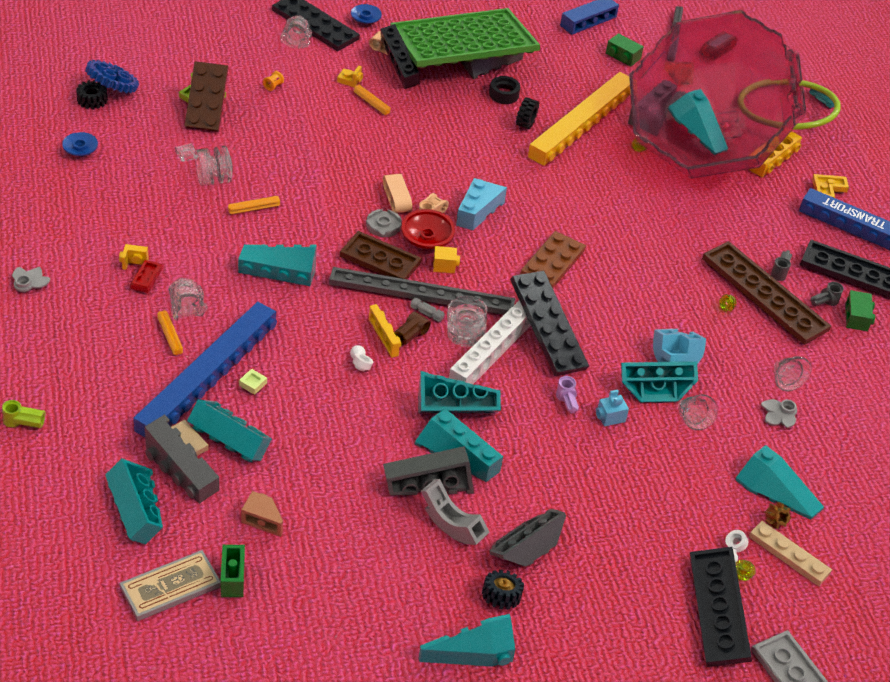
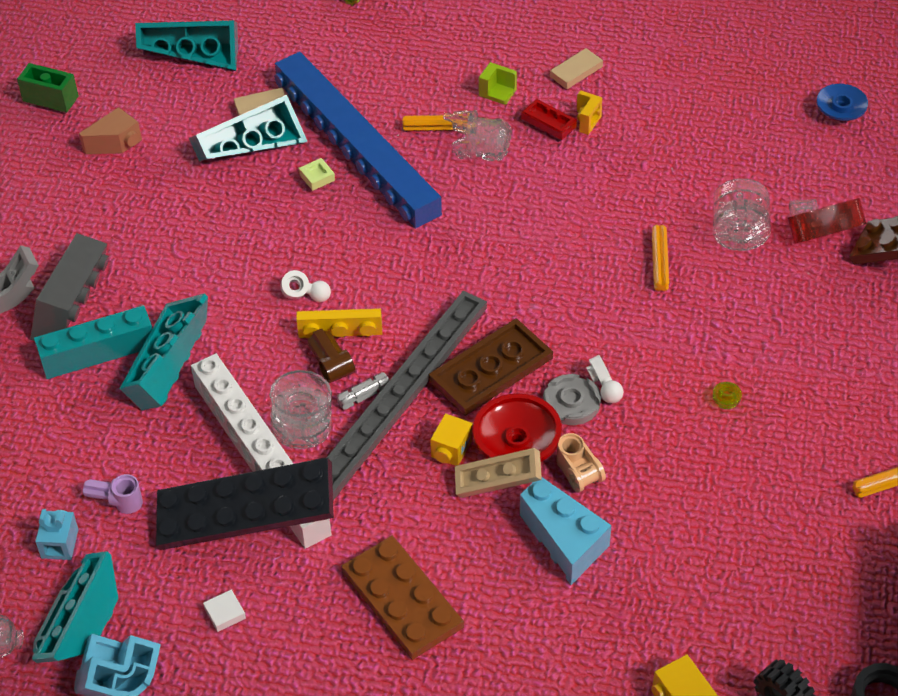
camera: 120 degrees right, 5 degrees up
(29, 279) = (587, 22): light grey plate -> none
(83, 275) = (576, 68): none -> tan tile
(118, 312) = (497, 83): none -> lime panel
(170, 585) = (76, 49): tile -> none
(179, 460) = (220, 79): dark grey wedge -> none
(195, 135) = (827, 220): none -> clear red beam
(279, 262) = (515, 245): teal wedge -> none
(349, 163) = (728, 400): none -> clear neon green plate
(363, 209) = (611, 390): none -> white plate
(397, 193) = (628, 430): light nougat beam -> none
(463, 228) = (498, 472): none -> tan plate
(607, 326) = (224, 610): none -> white tile

